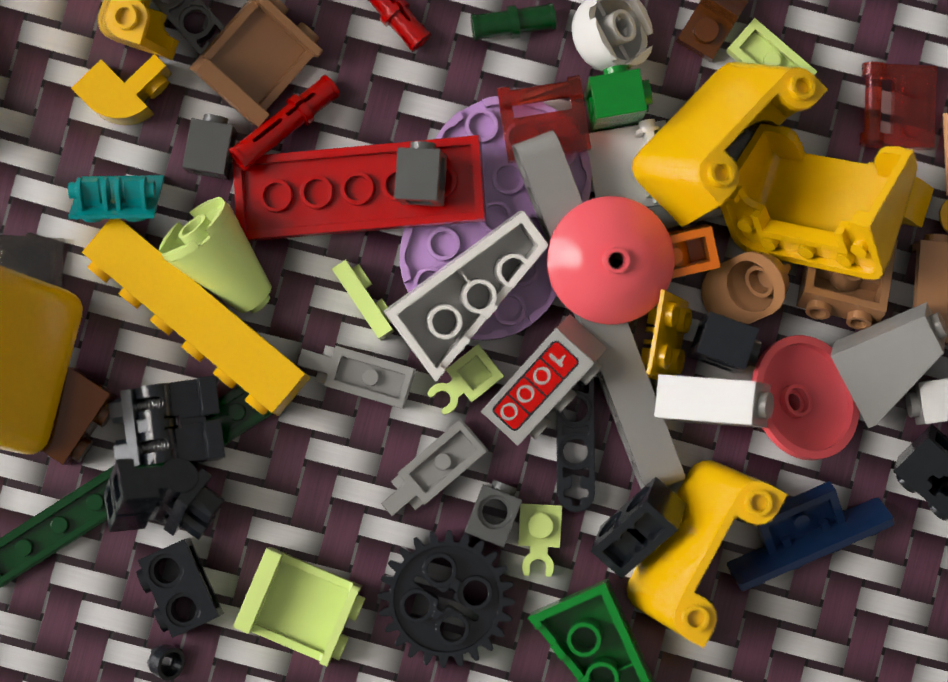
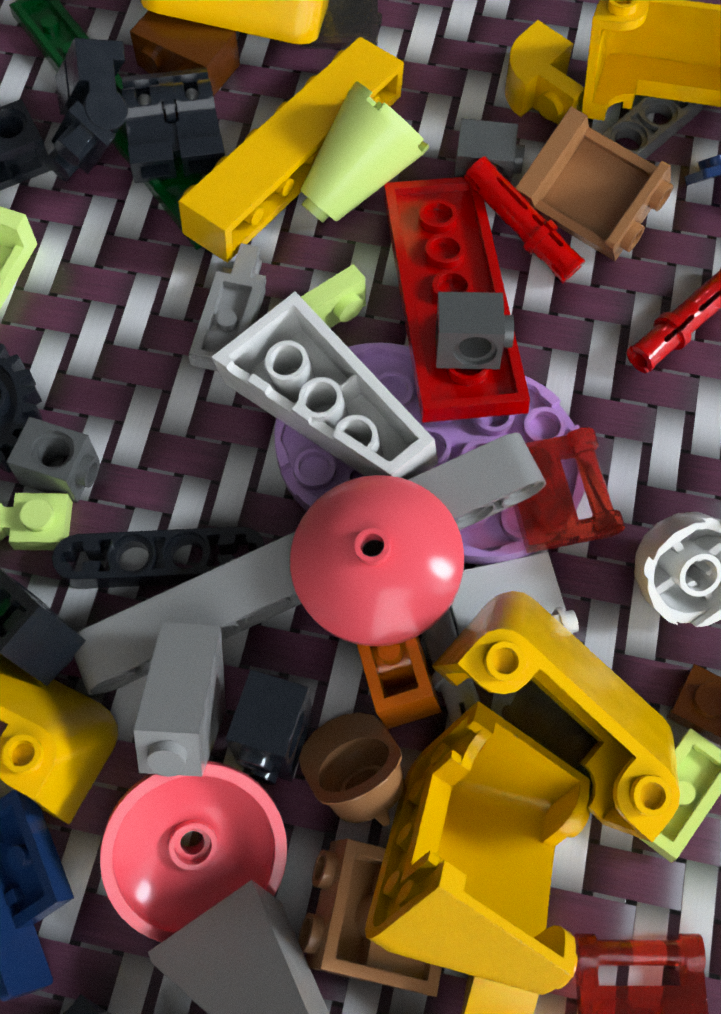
camera: 90 degrees right, 20 degrees down
(115, 197) = (421, 59): teal hinge -> none
(435, 468) = (117, 396): light grey hinge -> none
(470, 376) = (226, 430): yellowish green plate -> none
(513, 21) = (682, 460): dark green pin -> none
(546, 381) = (219, 497): light grey brick -> none
(617, 98) = (599, 570): green brick -> none
(671, 321) = (281, 647): yellow hinge -> none

